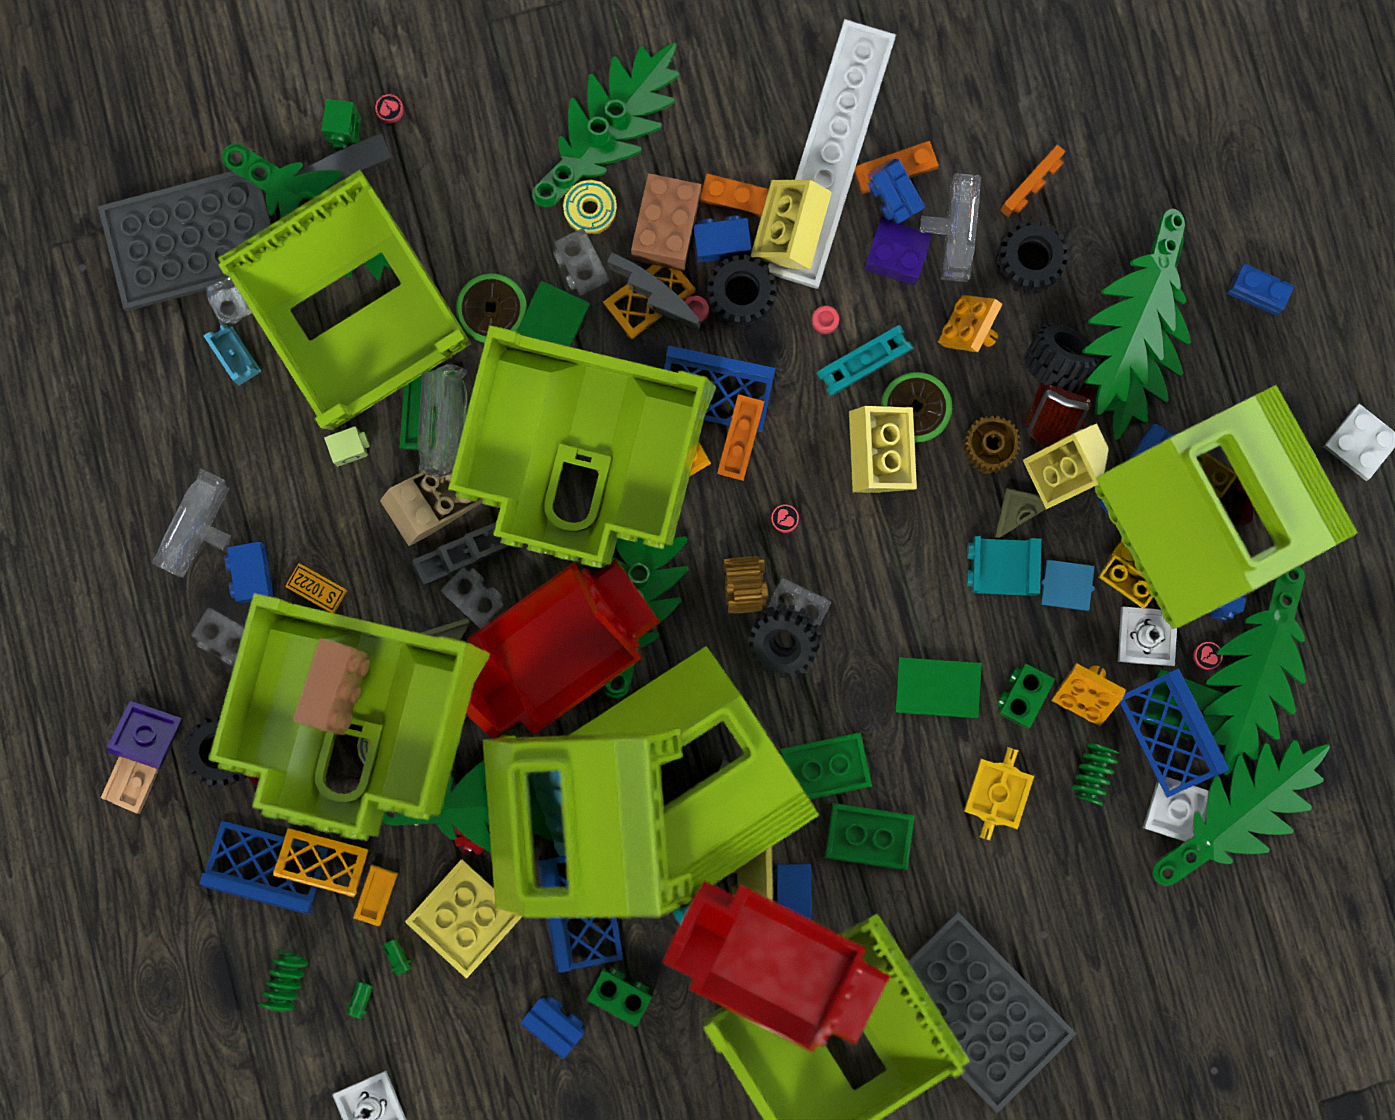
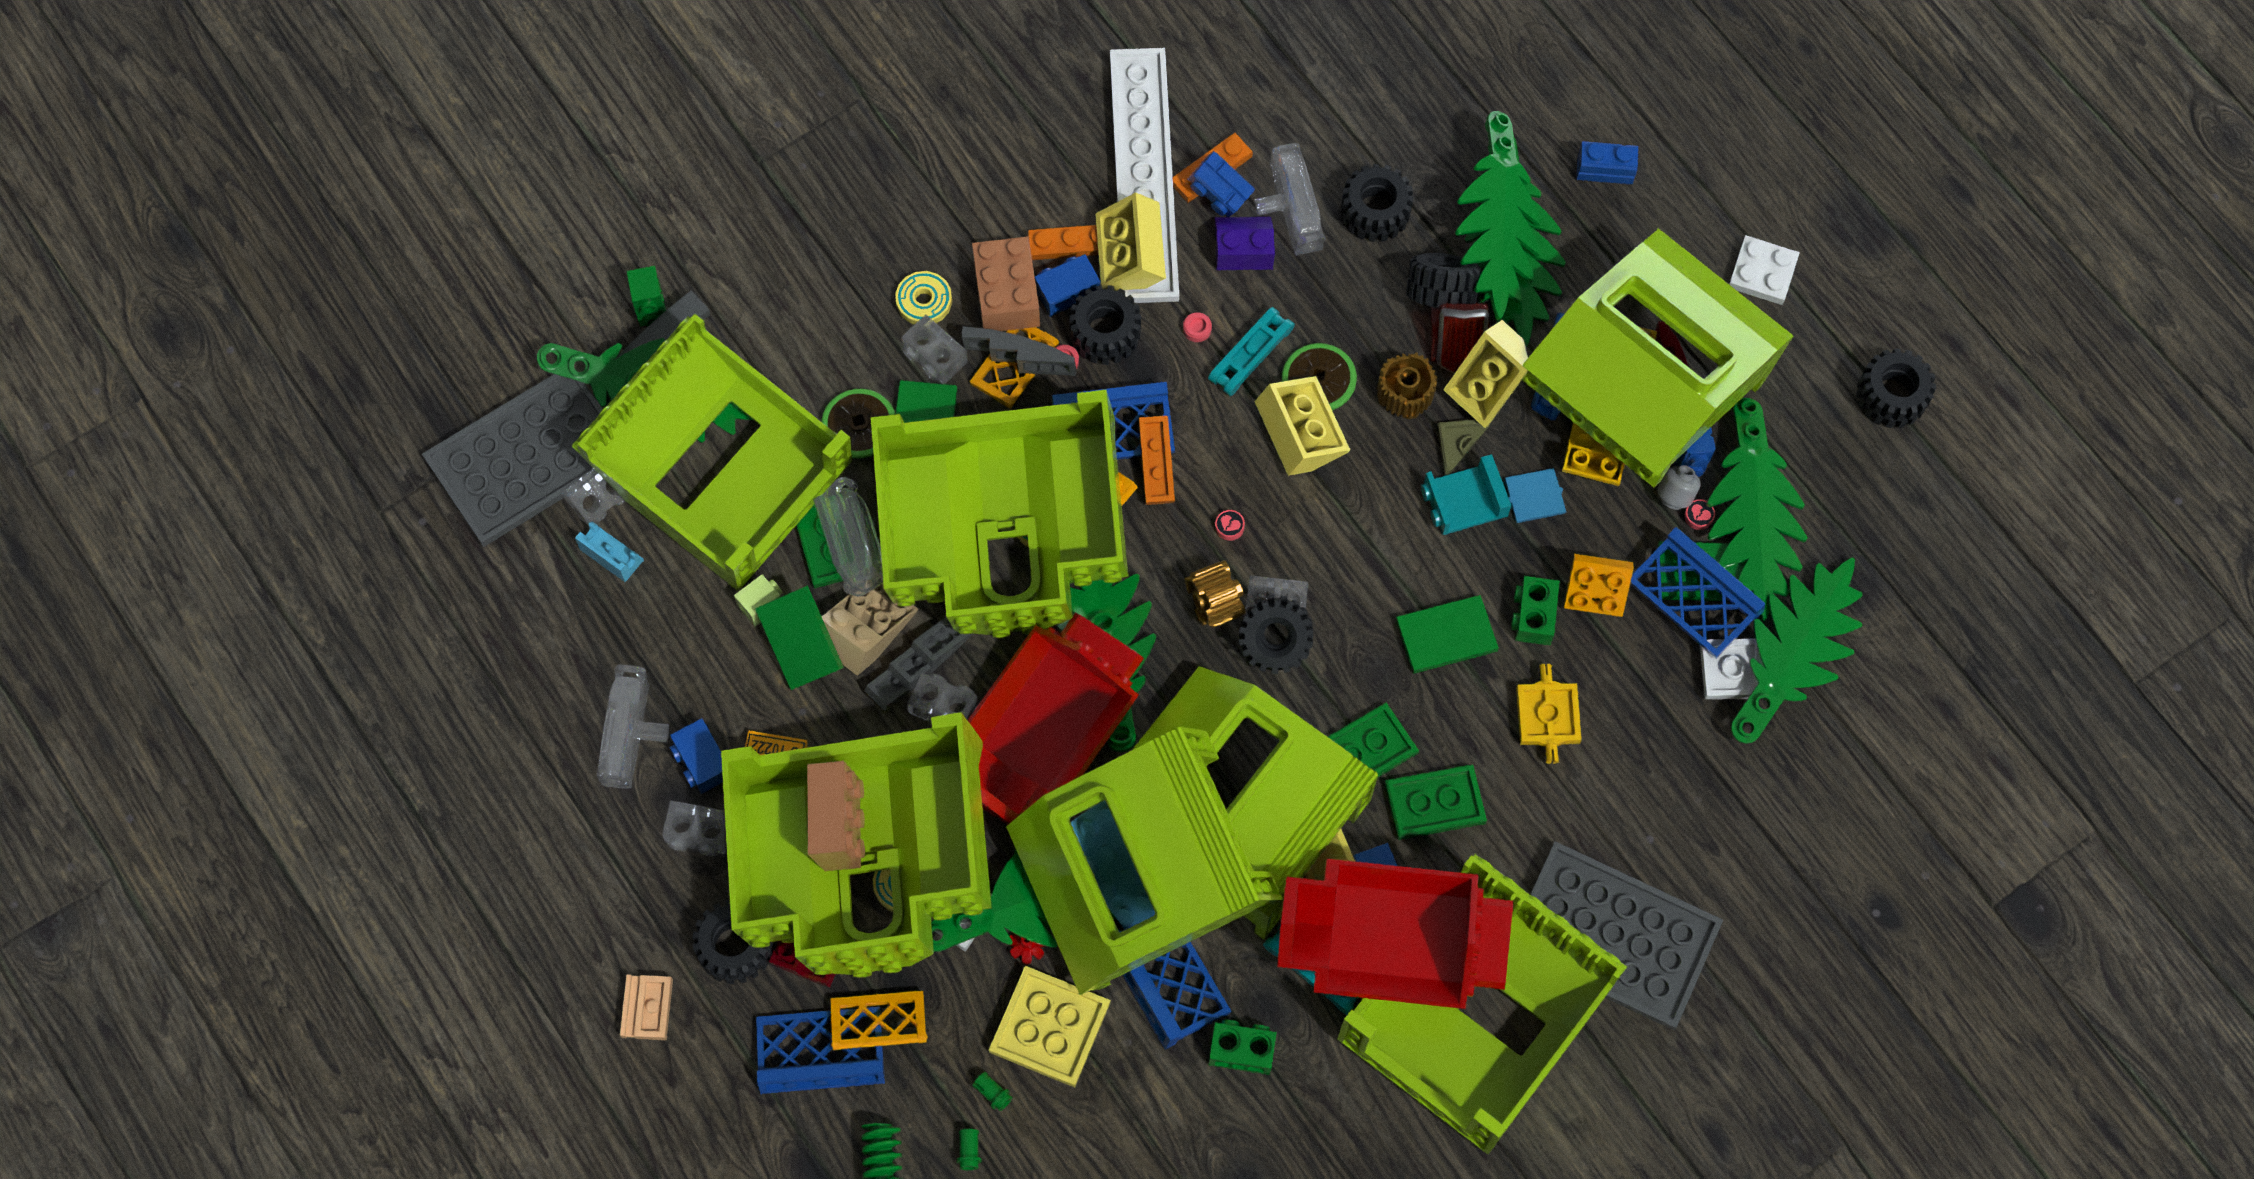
camera: 20 degrees left, 15 degrees down
(144, 735) = (645, 954): dark purple plate -> none
(367, 498) = (799, 637): none -> green tile
(376, 895) = (947, 1037): light orange tile -> none
(389, 108) = (688, 271): tile -> none
(553, 1025) = (1184, 1102): blue brick -> none
(611, 121) = (914, 215): green plant -> none
(971, 324) = (1342, 280): light orange plate -> none
(1034, 182) = (1351, 136): orange plate -> none
(1094, 773) = (1634, 659): green piece -> none
(1149, 636) = (1640, 500): white plate -> none
(1200, 630) = (1679, 487): none -> light grey head

